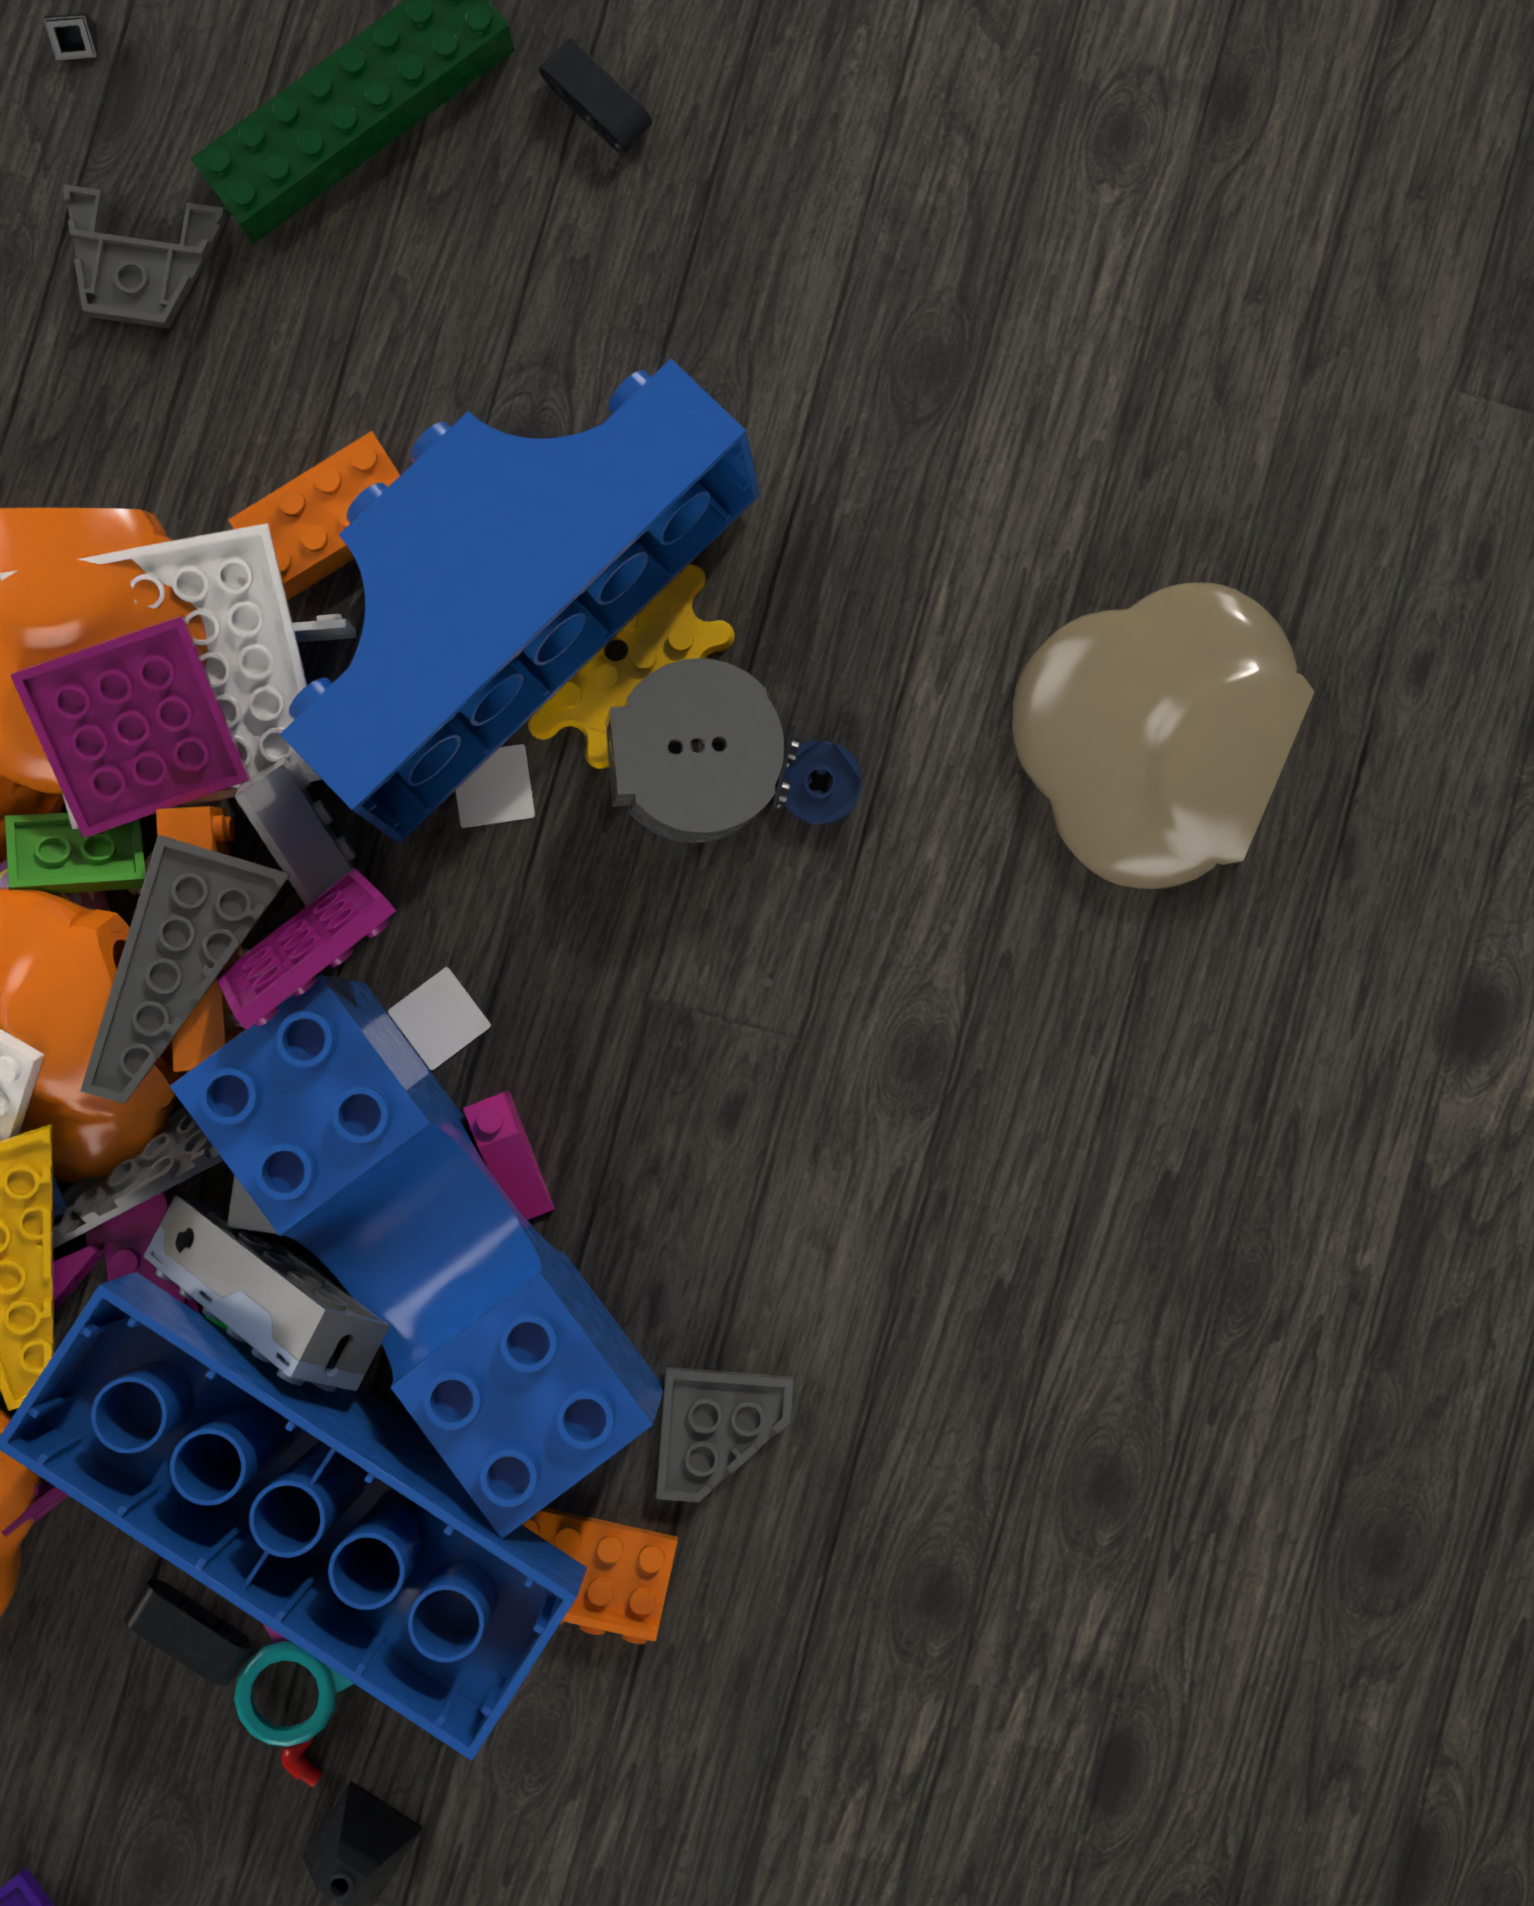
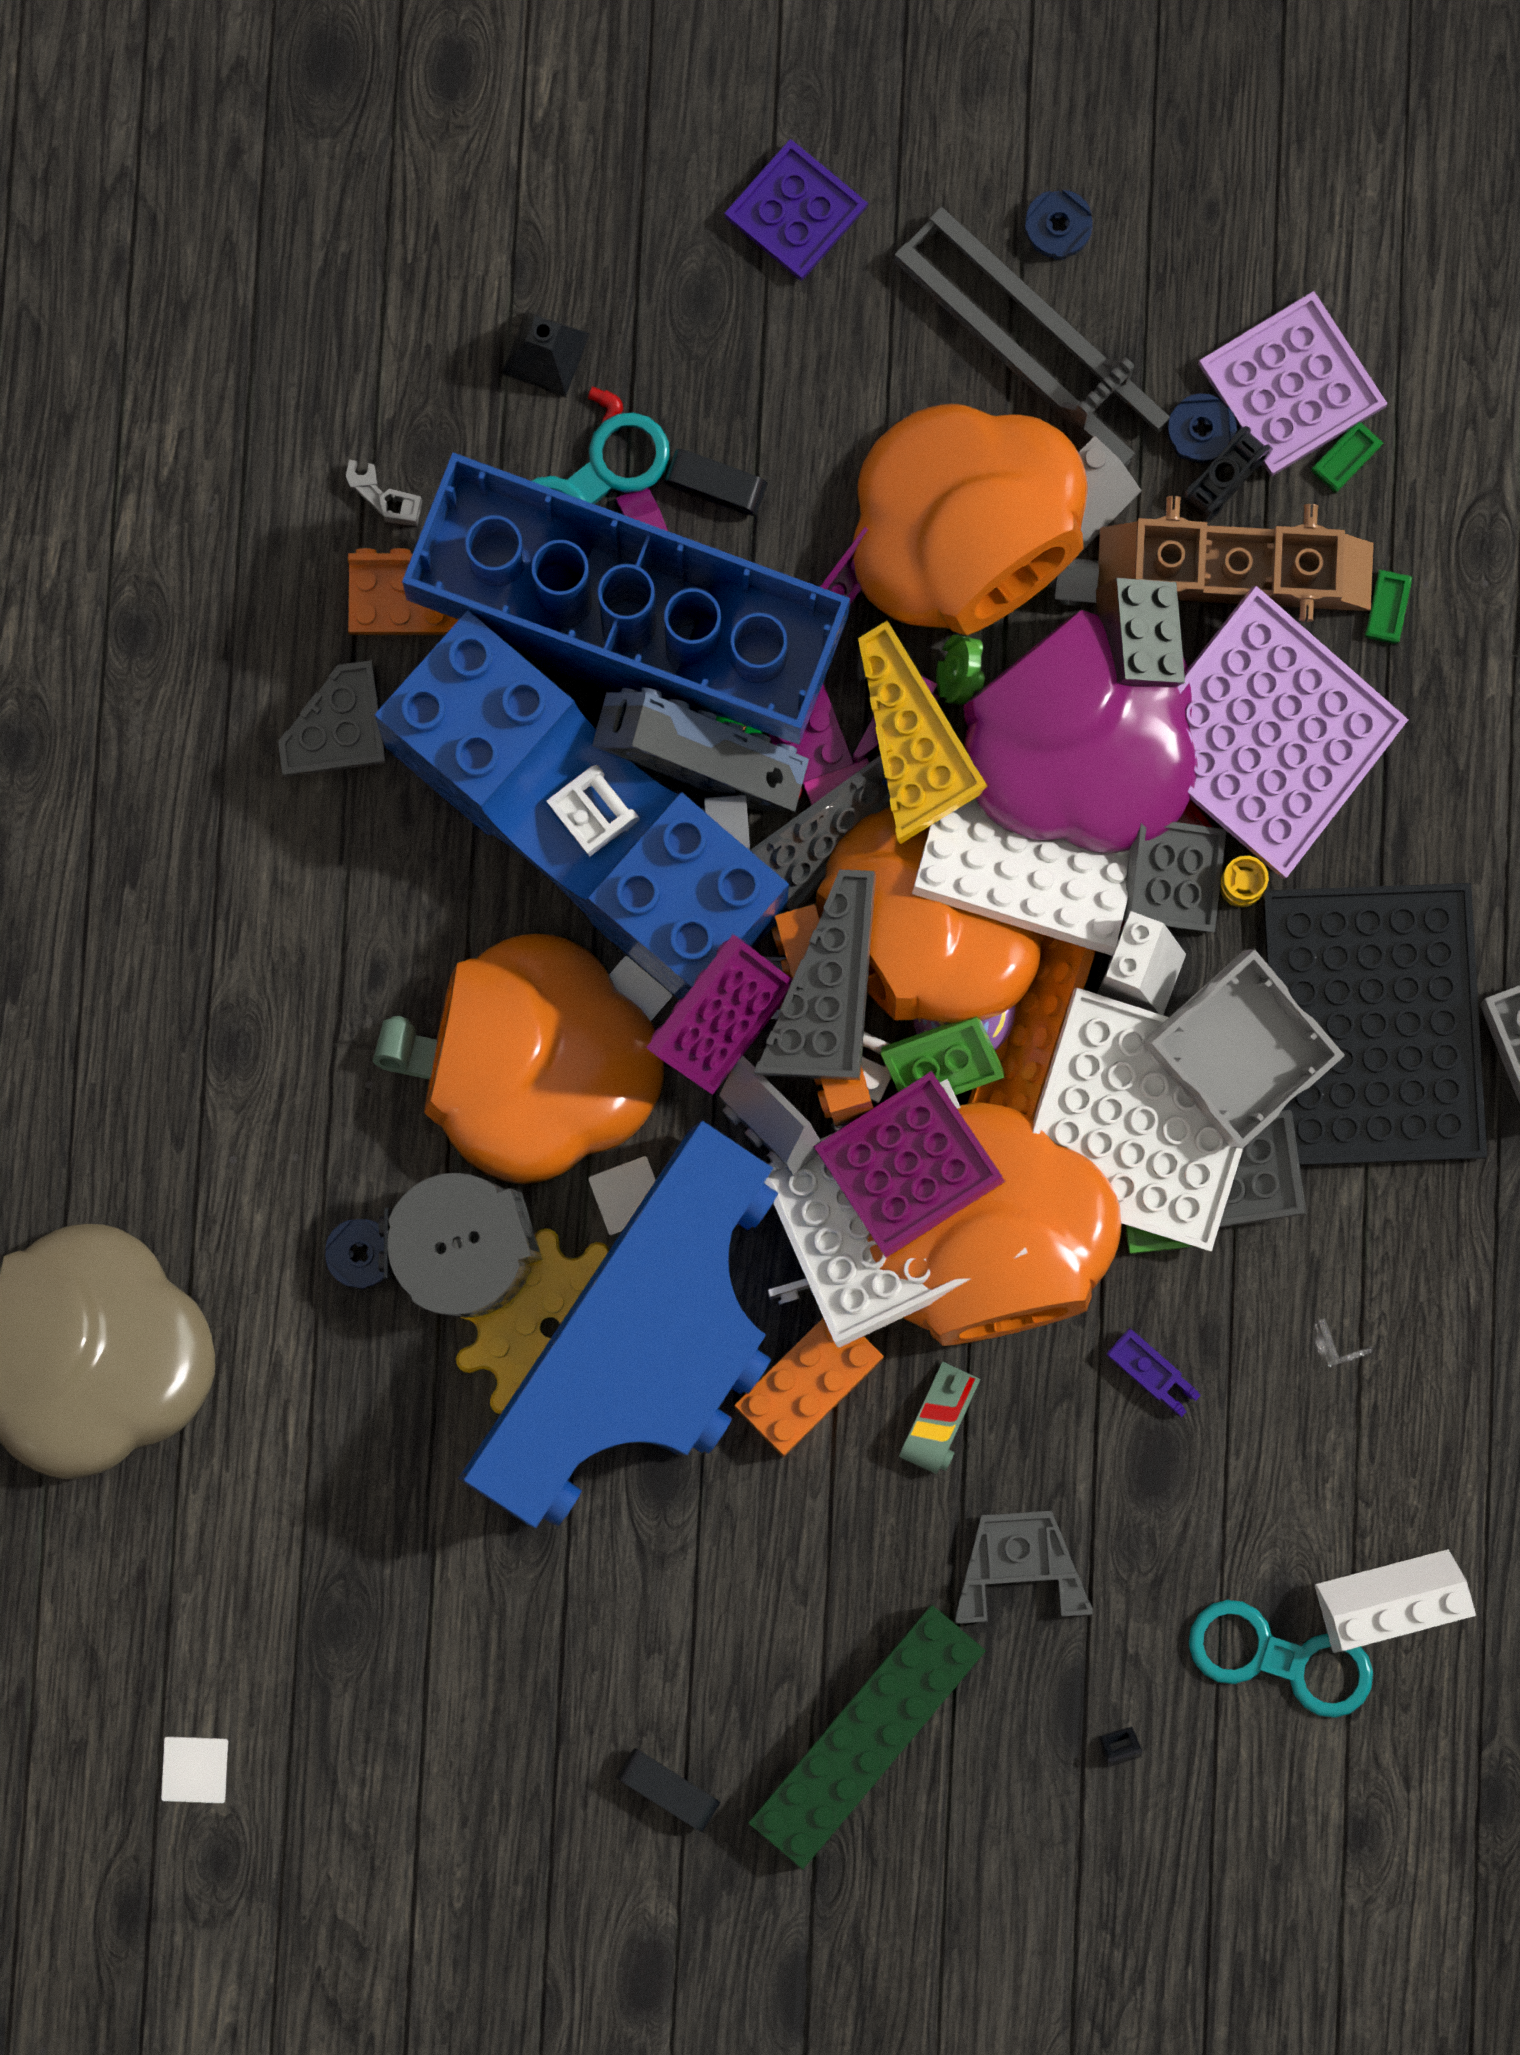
camera: 165 degrees right, 5 degrees down
(193, 431) = (939, 1419): none -> sand green door
(421, 1235) = (584, 818): none -> white plate
(509, 1153) = (547, 902): dark pink slope -> none
(559, 963) = (539, 1060): none -> orange plant
(616, 1720) = (368, 488): none -> light grey piece
(693, 998) = (402, 1050): none -> sand green door
(1128, 240) = (194, 1770): none -> white sticker

